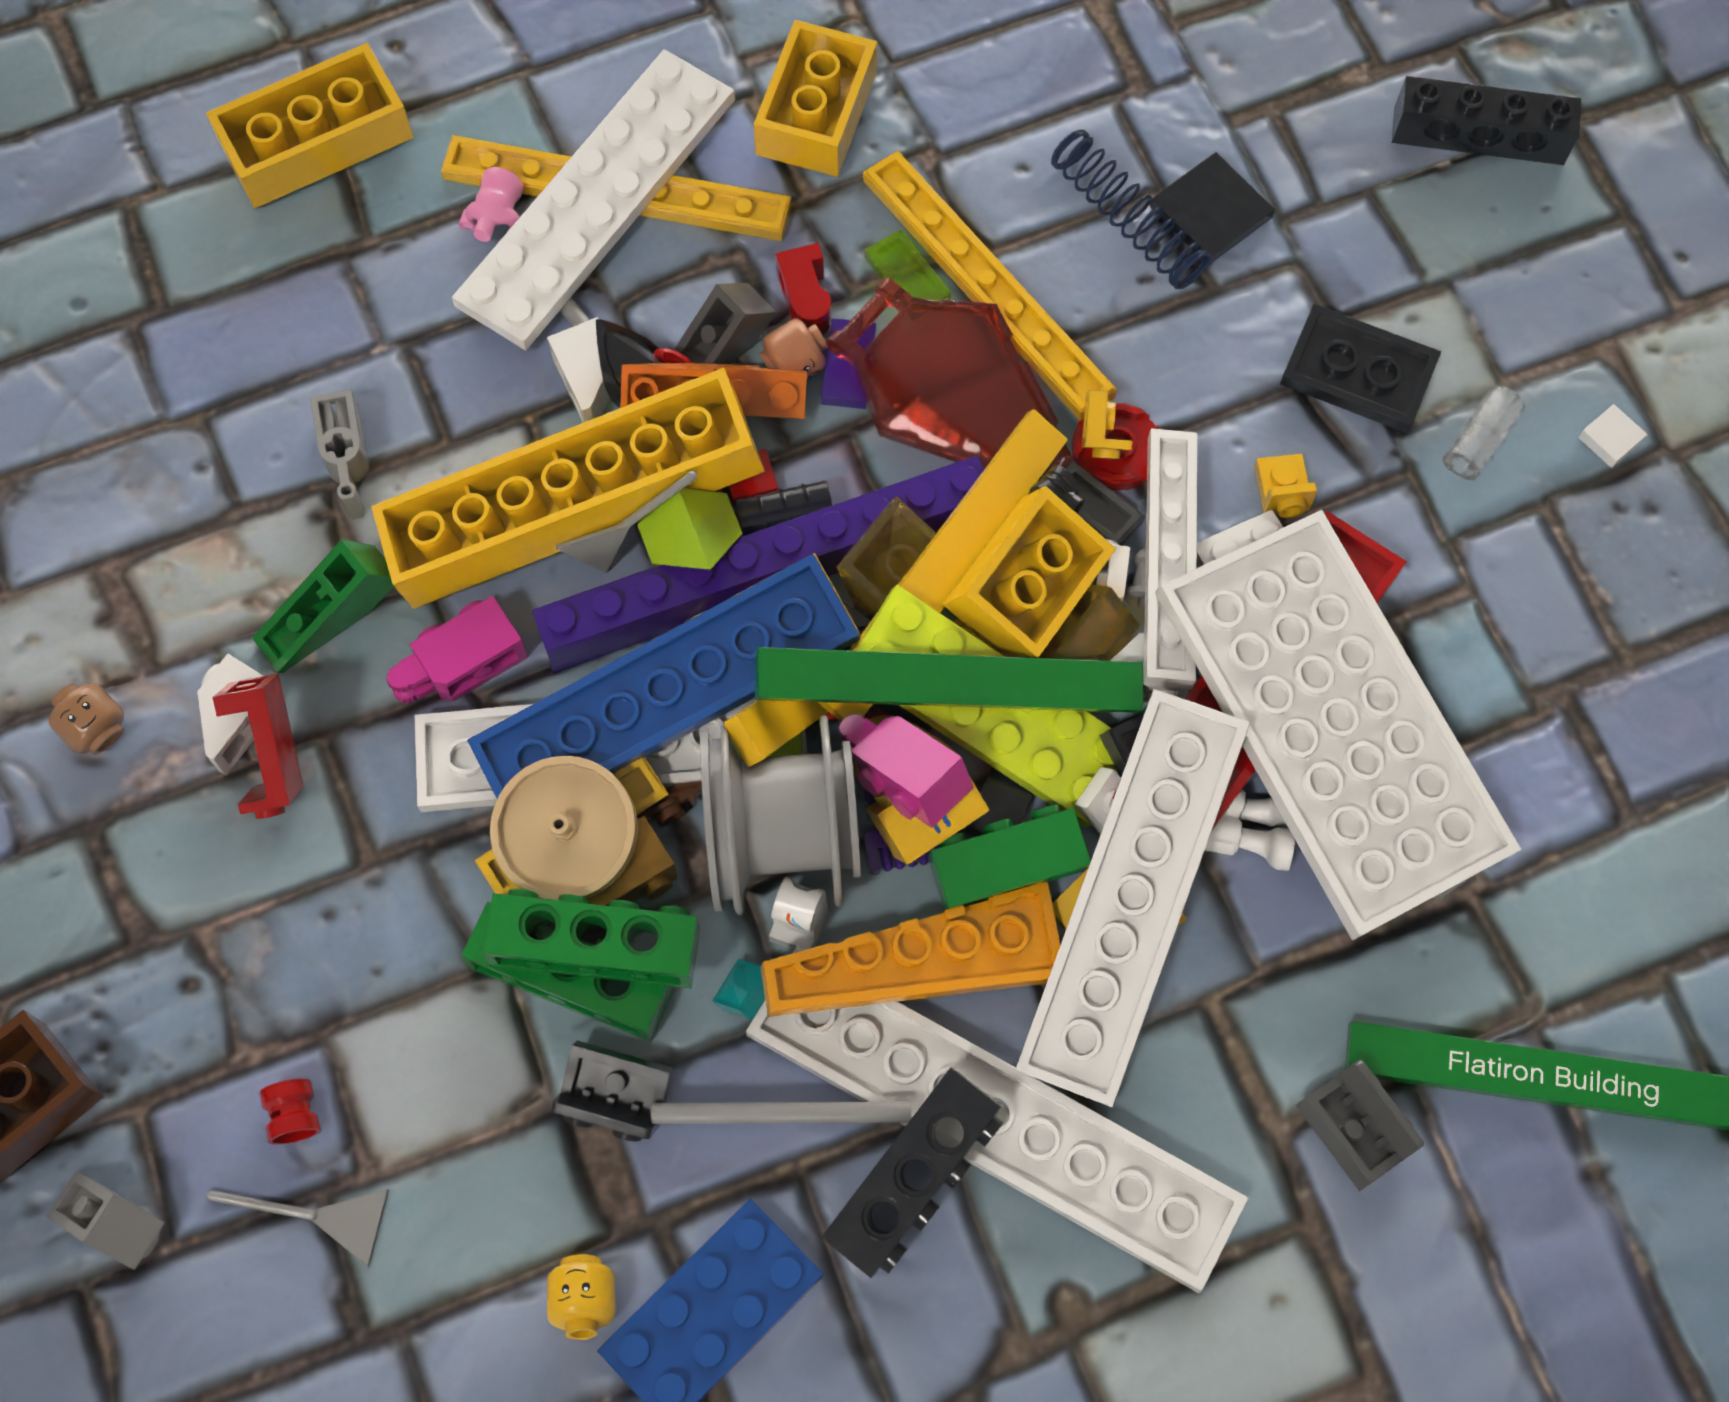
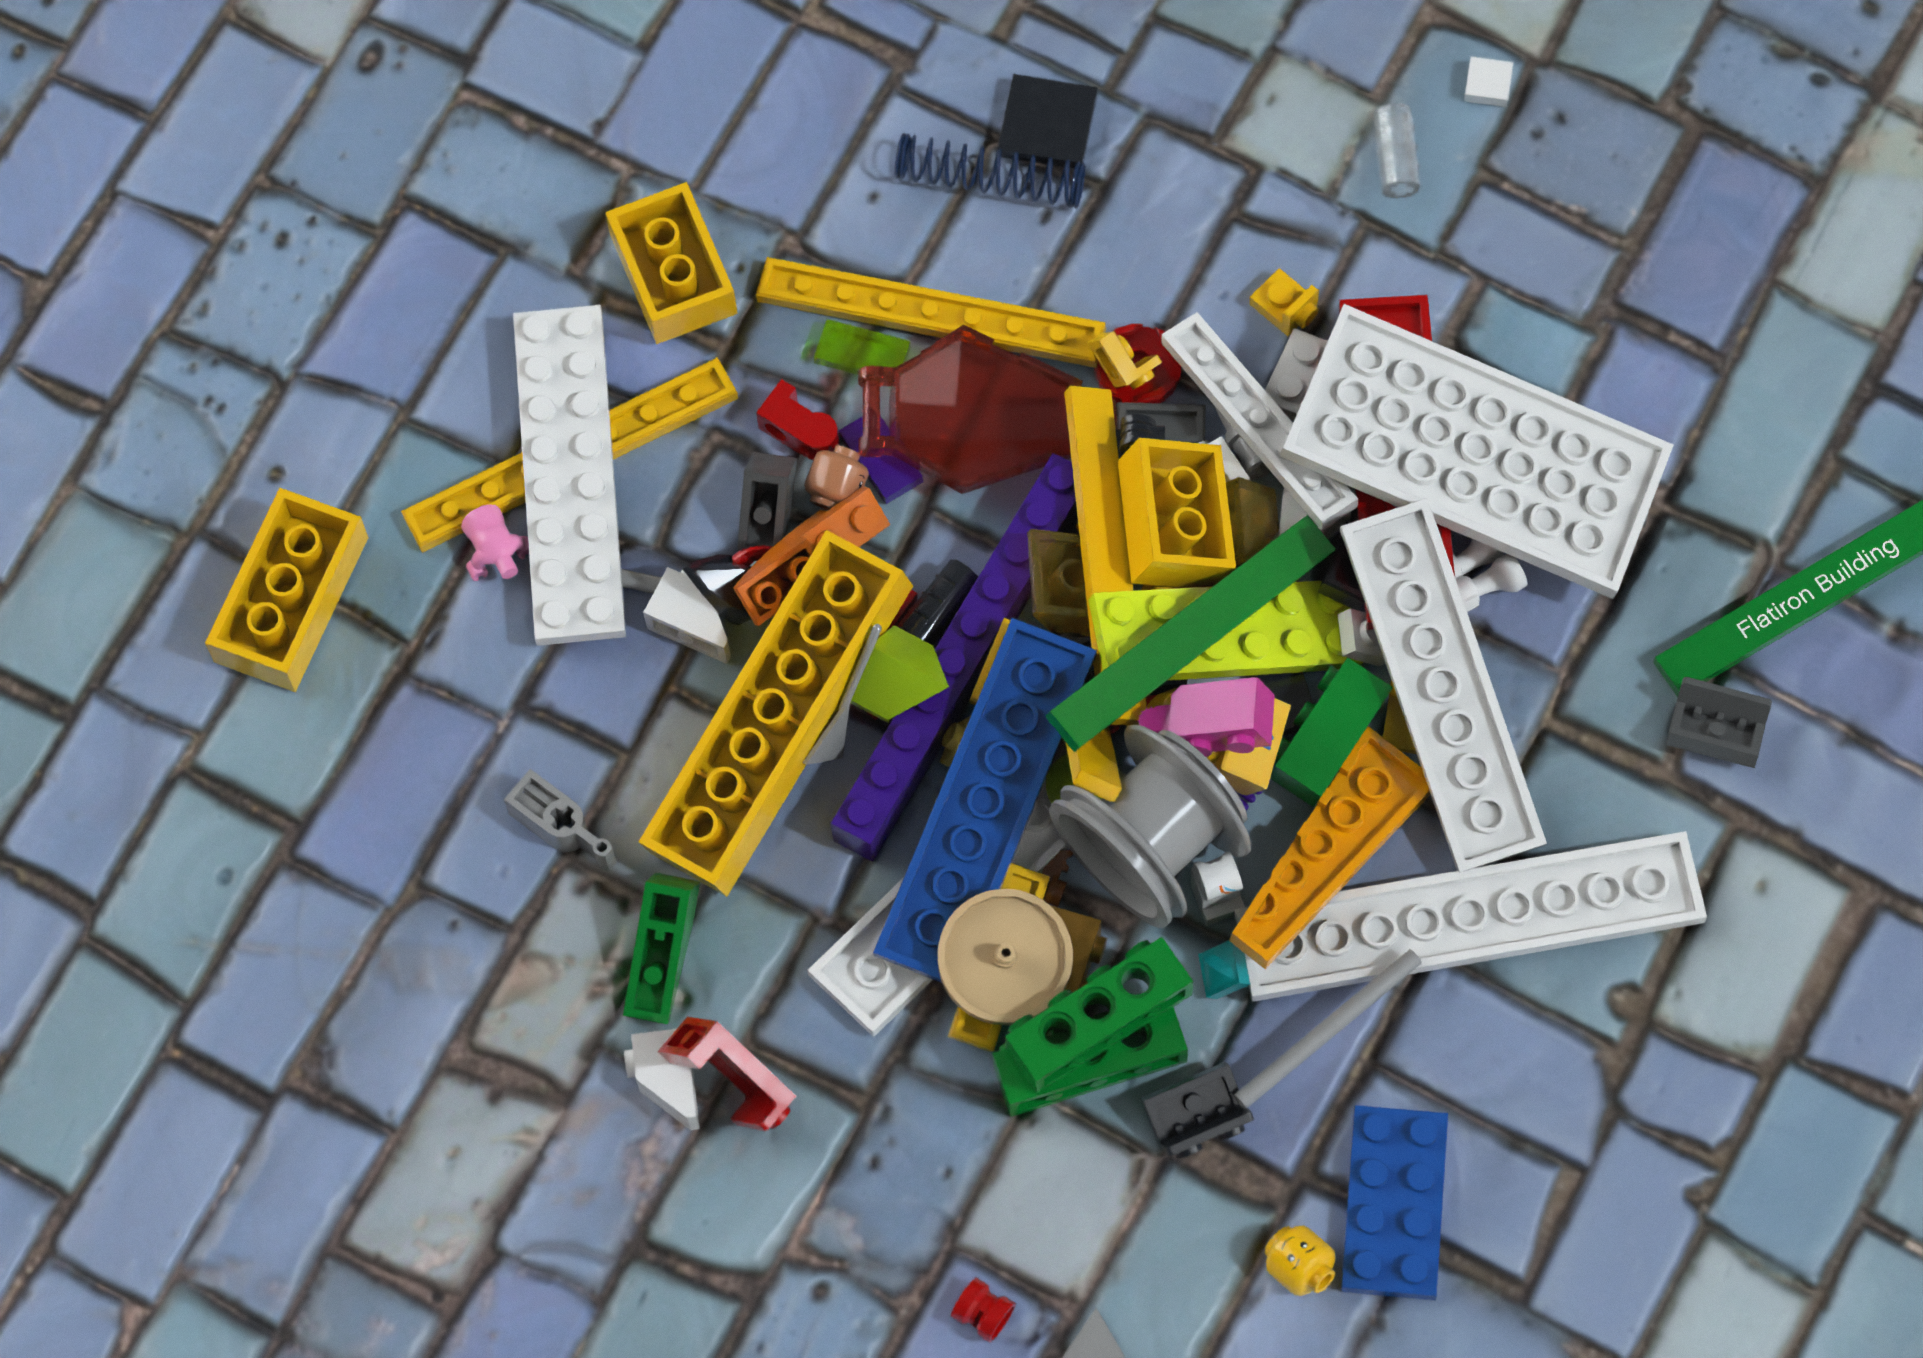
camera: 35 degrees left, 0 degrees up
(86, 718) = (562, 1168): medium nougat head -> none
(458, 654) = (797, 899): dark pink hinge -> none
(853, 1229) = (1441, 1064): black brick -> none
(1360, 368) = (1266, 167): black plate -> none

